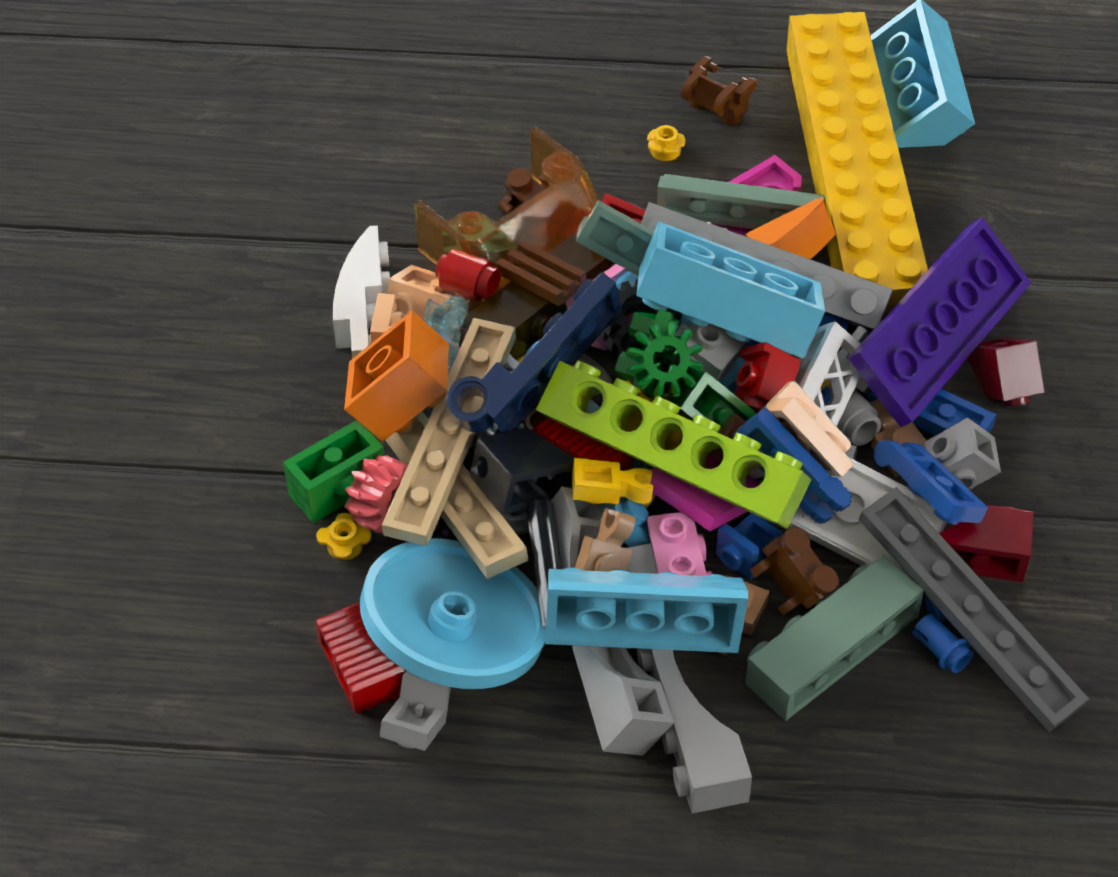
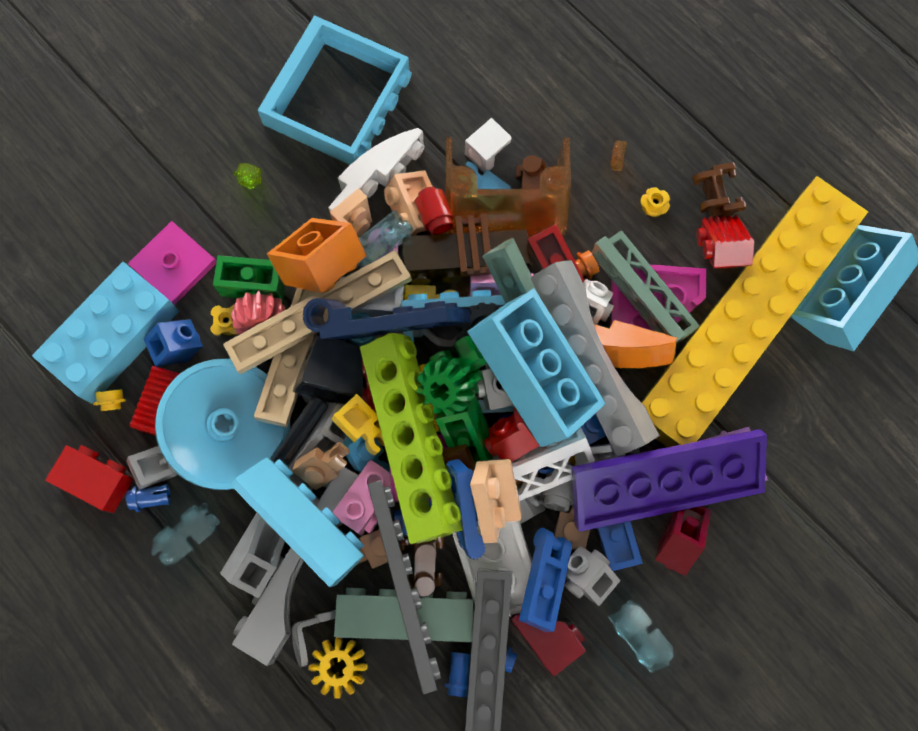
camera: 40 degrees right, 25 degrees up
(220, 534) = (172, 262): none -> dark pink plate
(221, 396) = (248, 175): none -> clear neon green plate
(221, 641) = (105, 333): none -> medium azure brick
(231, 211) = (298, 64): none -> medium azure window
(292, 702) = (109, 400): none -> yellow plate
(312, 585) = (173, 342): none -> blue brick
(356, 786) = (90, 479): none -> red brick
(432, 763) = (148, 497): none -> blue pin
(452, 193) = (485, 144): none -> white panel
(513, 772) = (173, 541): none -> clear light blue hinge
(590, 127) = (618, 155): none -> clear orange tile
(750, 717) = (298, 639): none -> light grey piece
(770, 116) = (726, 242): none -> red brick
(807, 580) = (408, 598): none -> dark grey plate
(821, 732) = (327, 662): none -> yellow gear
(1066, 478) = (650, 649): none -> clear light blue hinge

